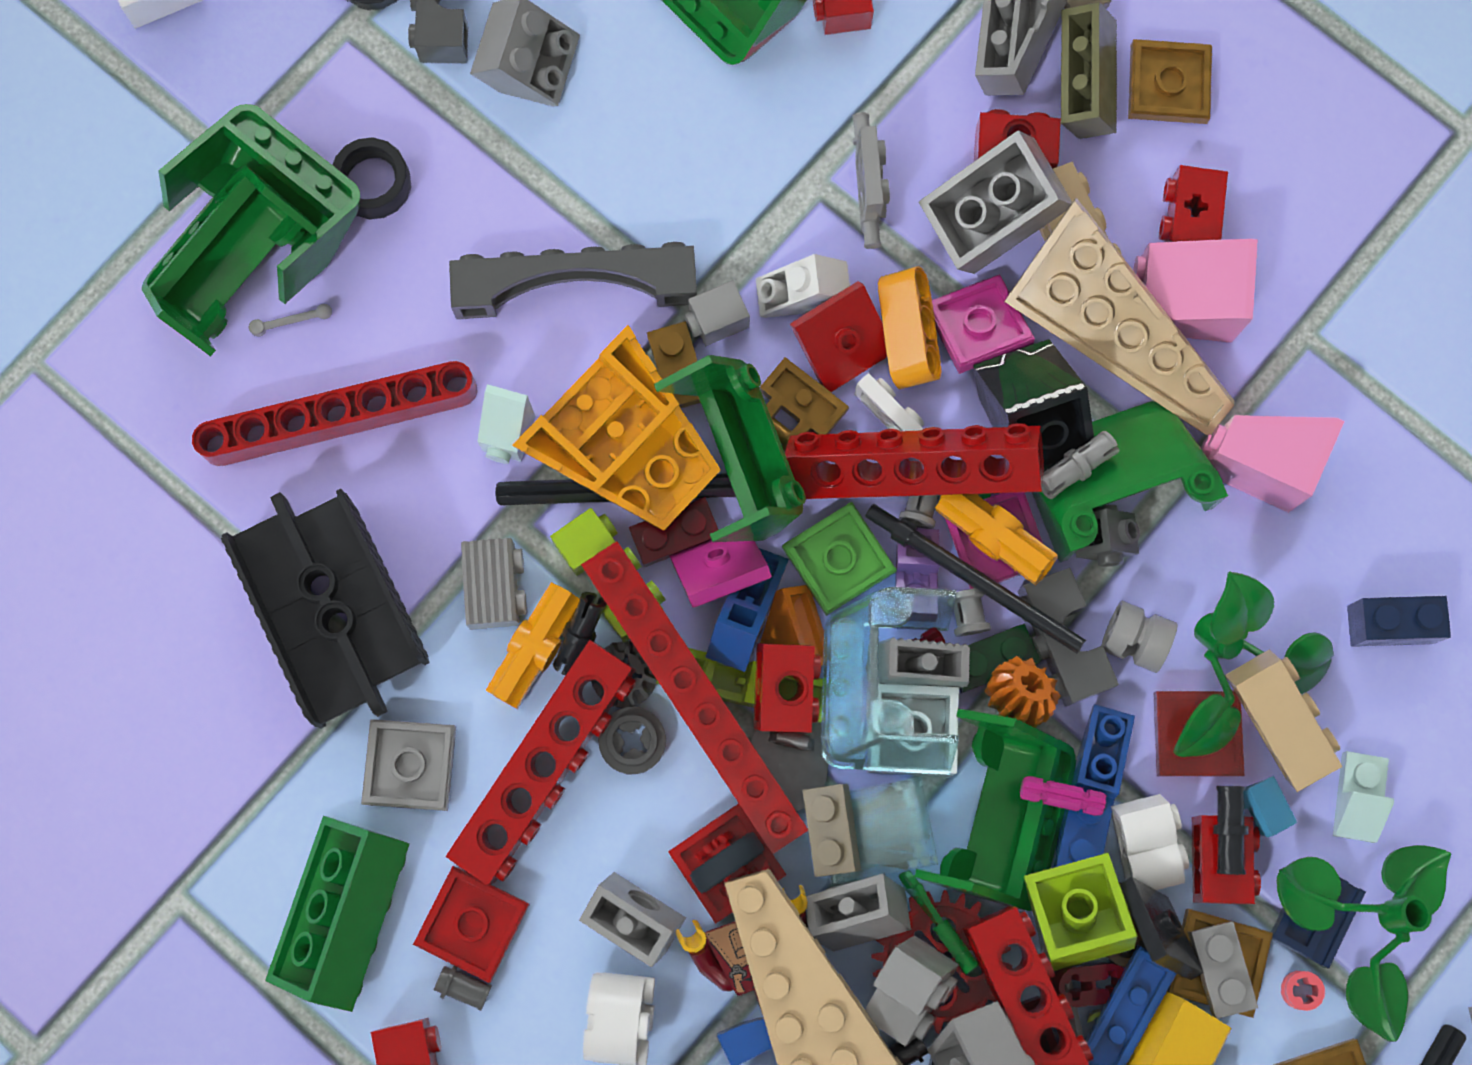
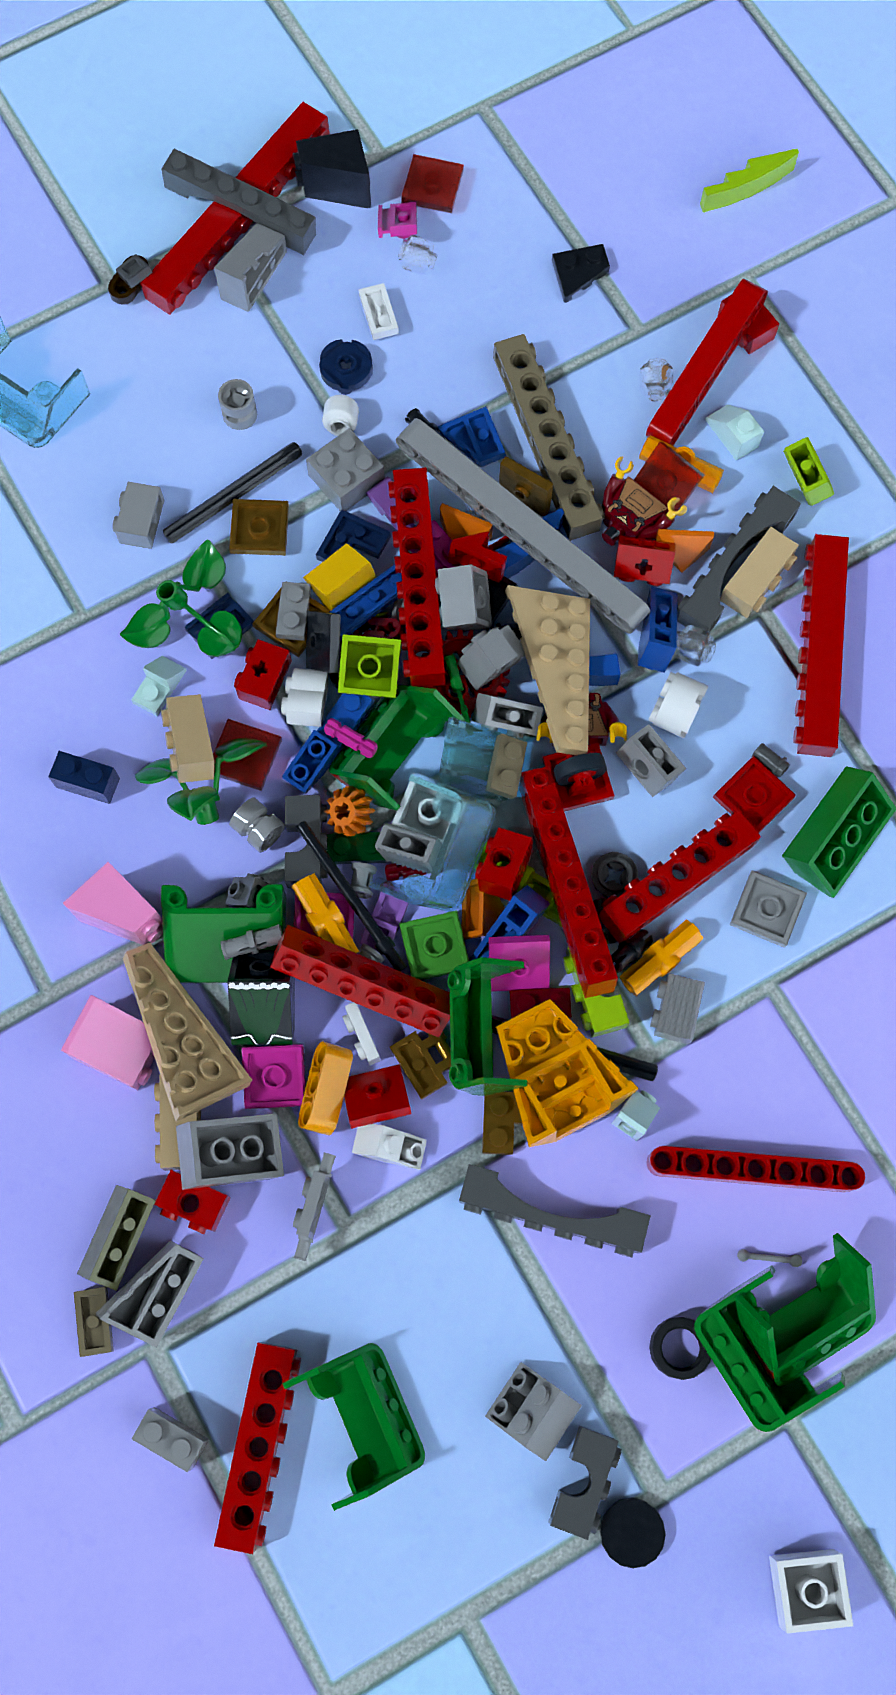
camera: 160 degrees left, 5 degrees down
(277, 568) = (811, 985): black piece -> none
(717, 313) = (458, 1148): light grey brick -> none
(1170, 81) = (58, 1213): pearl gold plate -> none
(1202, 192) = (90, 1087): red brick -> none
(1230, 830) = (254, 682): black pin -> none
(1268, 807) = (223, 695): dark azure panel -> none
(1308, 978) = (253, 595): coral bush -> none

